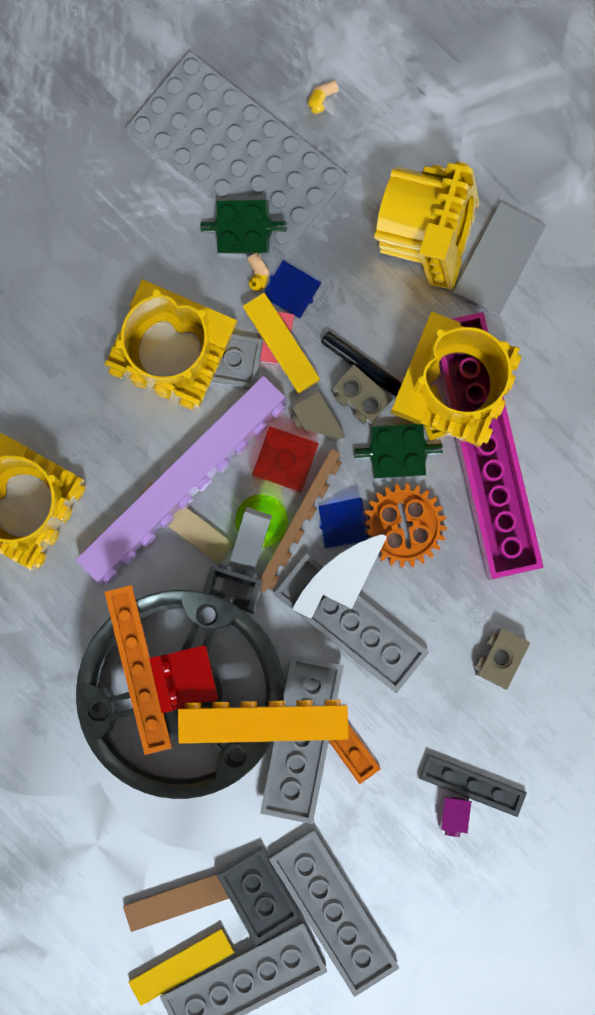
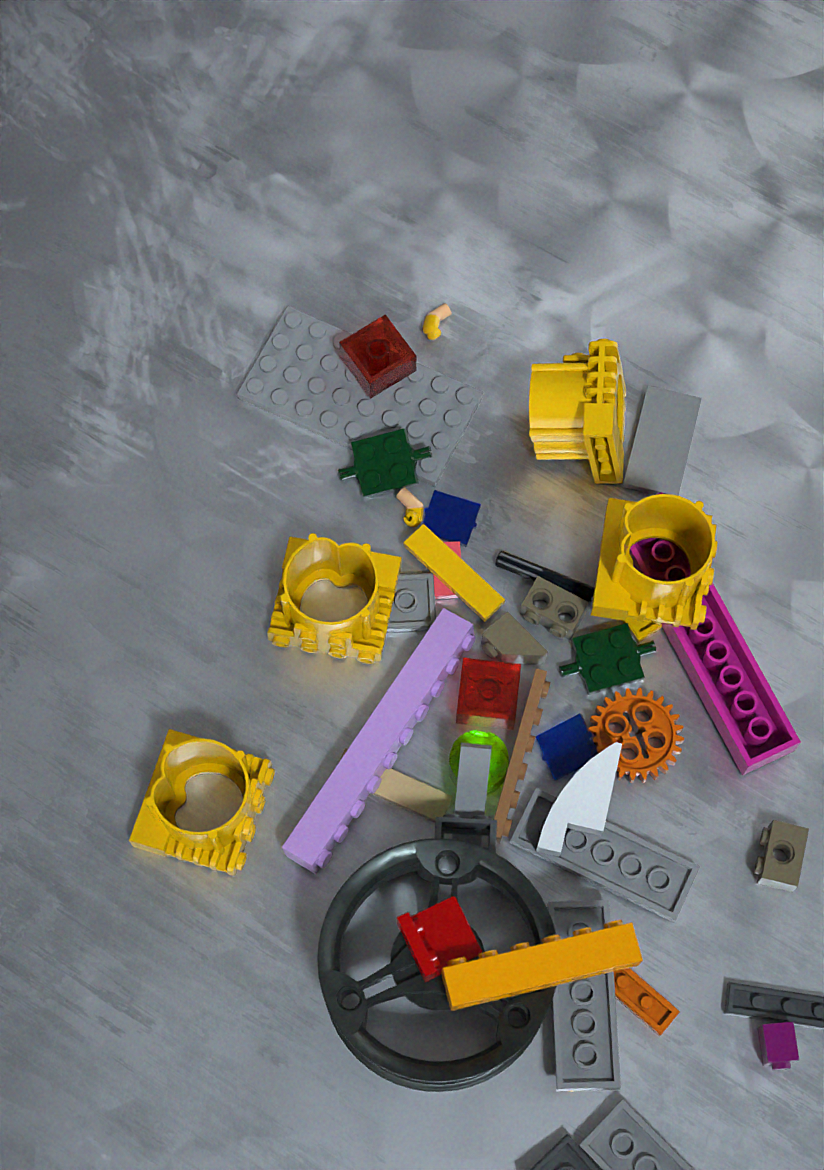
camera: 10 degrees left, 15 degrees down
(137, 669) = (386, 939): orange plate -> none
(258, 123) = (378, 356): none -> clear red brick

